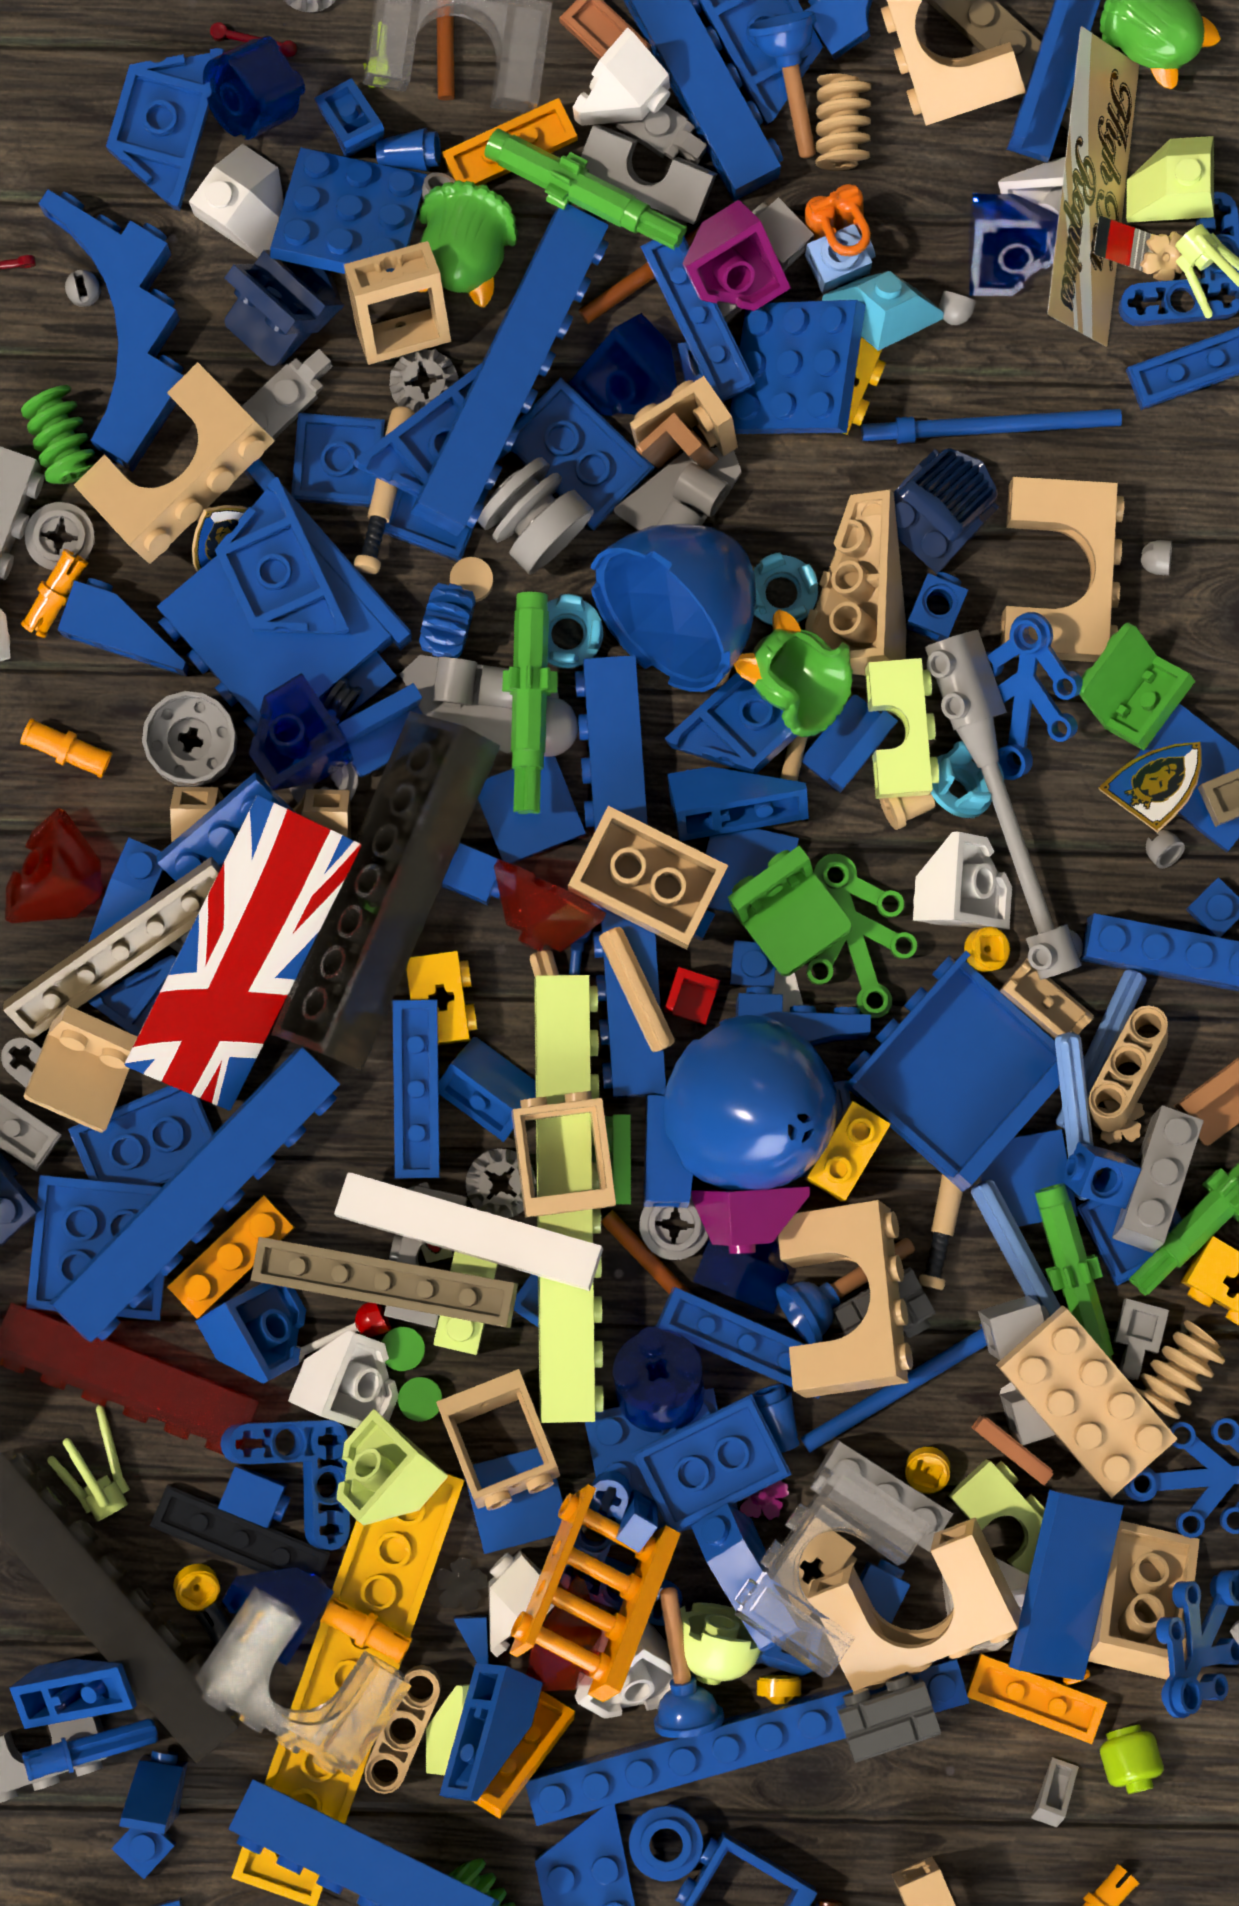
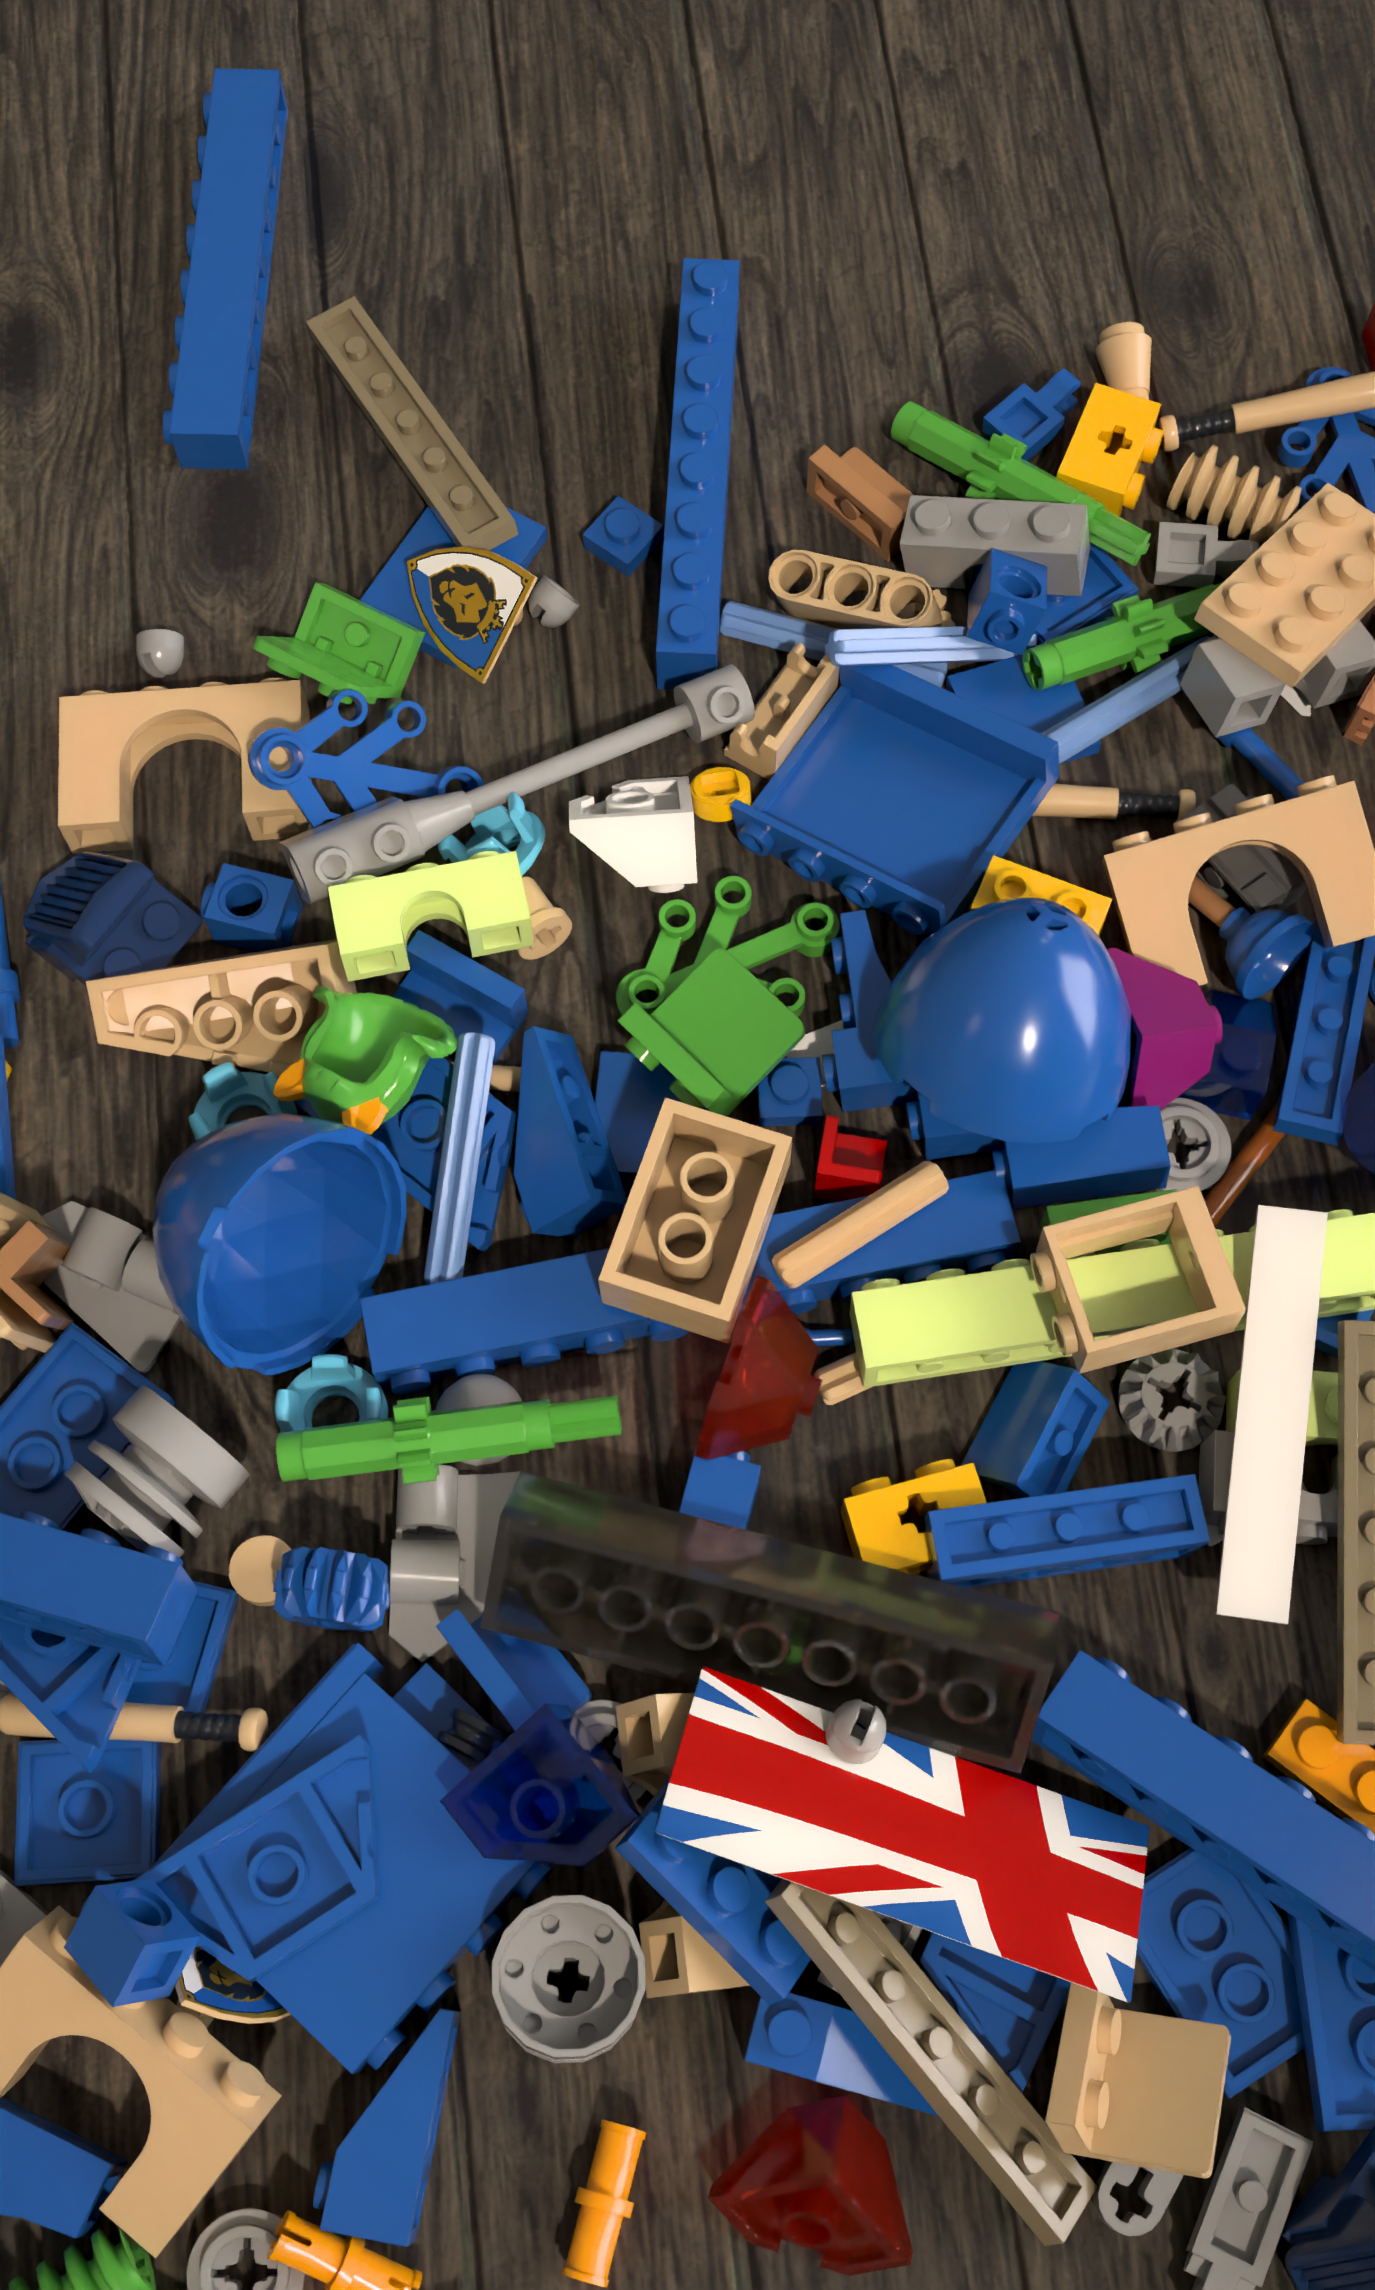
camera: 90 degrees left, 15 degrees down
(243, 483) = (131, 1942): none -> blue brick
(314, 925) = (841, 1725): none -> light grey hinge
(530, 834) = (651, 1437): blue tile -> none
(723, 730) = (459, 1158): none -> medium blue axle

